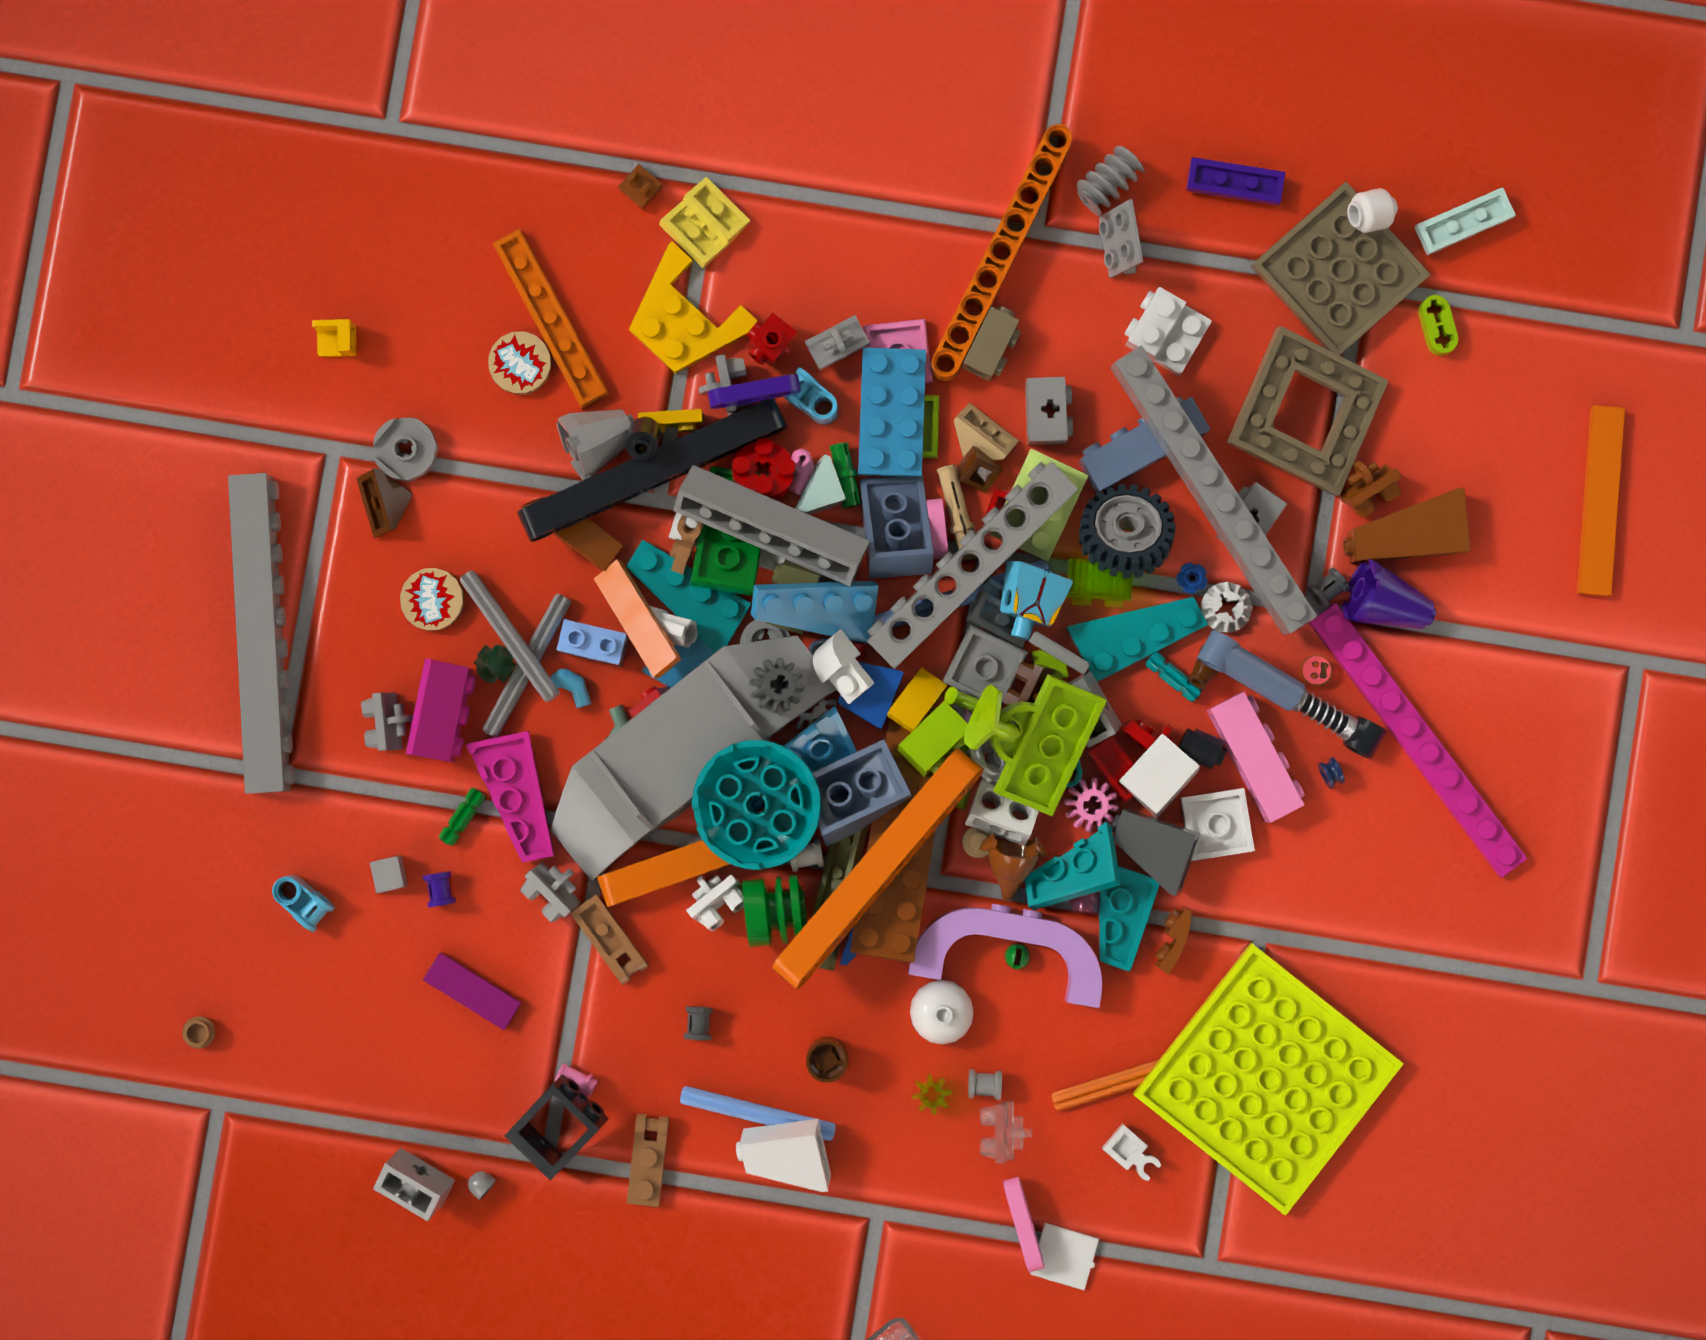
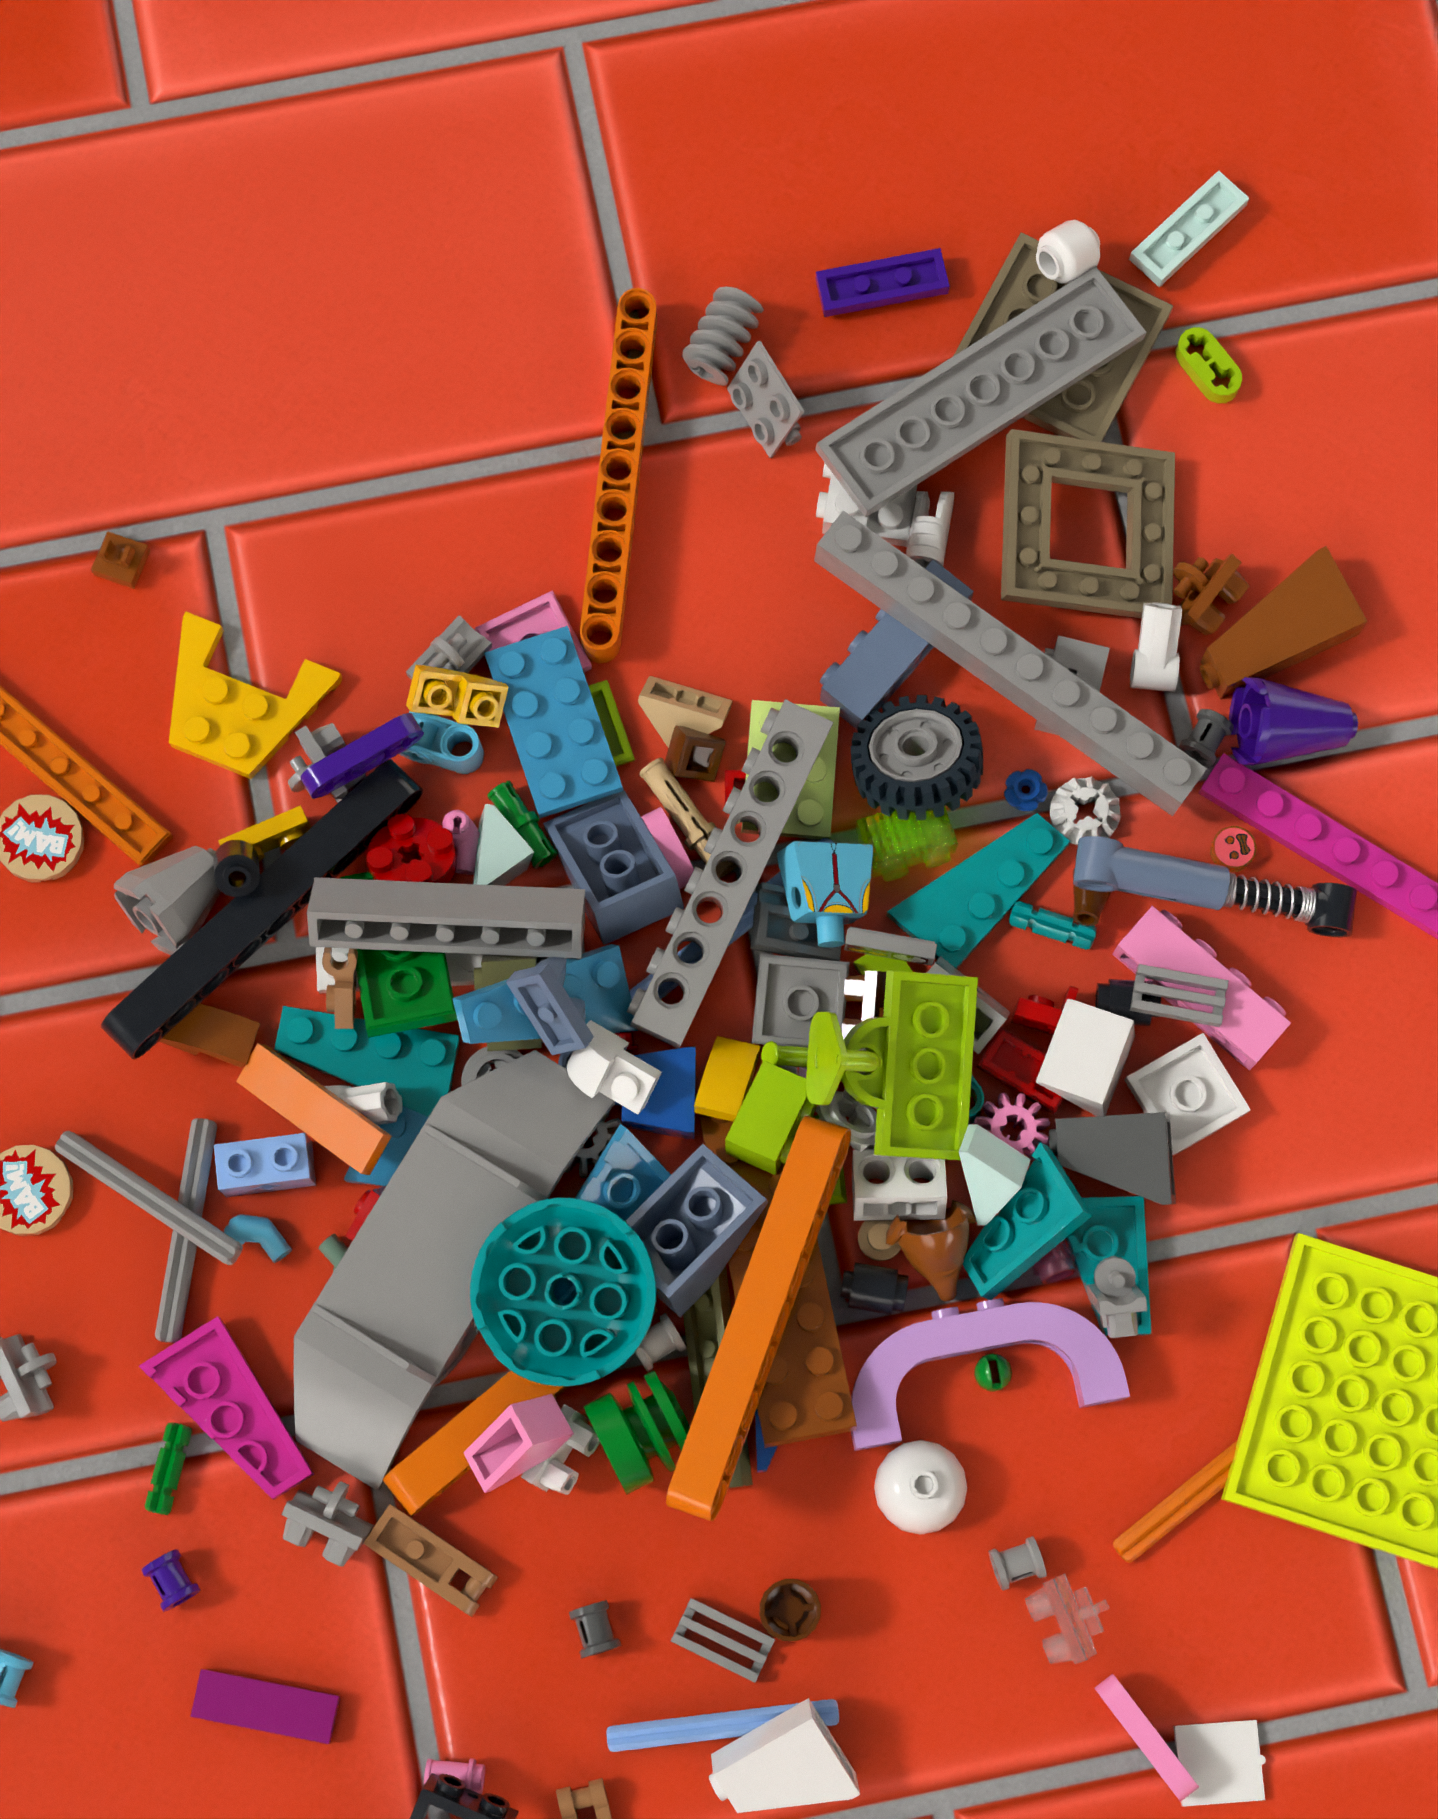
camera: 20 degrees left, 10 degrees down
(388, 874) = (93, 1586): light grey slope -> none
(440, 711) = (88, 1332): dark pink slope -> none
(494, 664) = (141, 1242): clear green gear -> none
(692, 889) = (518, 1441): none -> bright pink slope
(704, 222) = (220, 574): light yellow slope -> none
(777, 332) = (360, 687): red brick -> none
(782, 696) = (521, 1134): dark grey gear -> none
(796, 1080) = (758, 1657): none -> light grey tile
(815, 615) = (548, 1006): none -> sand blue tile
(834, 371) = (457, 694): none -> yellow slope
(939, 1099) = (963, 1608): clear neon green gear -> none
(961, 874) = (874, 1288): none -> black brick
(991, 342) = (649, 588): dark tan brick -> none
(1040, 428) = (754, 671): light grey brick -> none
(1066, 829) = (991, 1171): none -> light aqua slope
(1115, 943) = (1116, 1297): none -> light grey hips
(1128, 1150) = (1246, 1578): white plate -> none
(1178, 929) = (1193, 1255): dark orange slope -> none
(1197, 376) = (927, 533): none -> white hinge
(1261, 773) = (1181, 978): none -> light grey tile
(1271, 289) = (980, 391): none -> light grey plate
(1316, 522) = (1156, 659): none -> white piece
(1331, 772) = (1308, 971): dark blue bush -> none

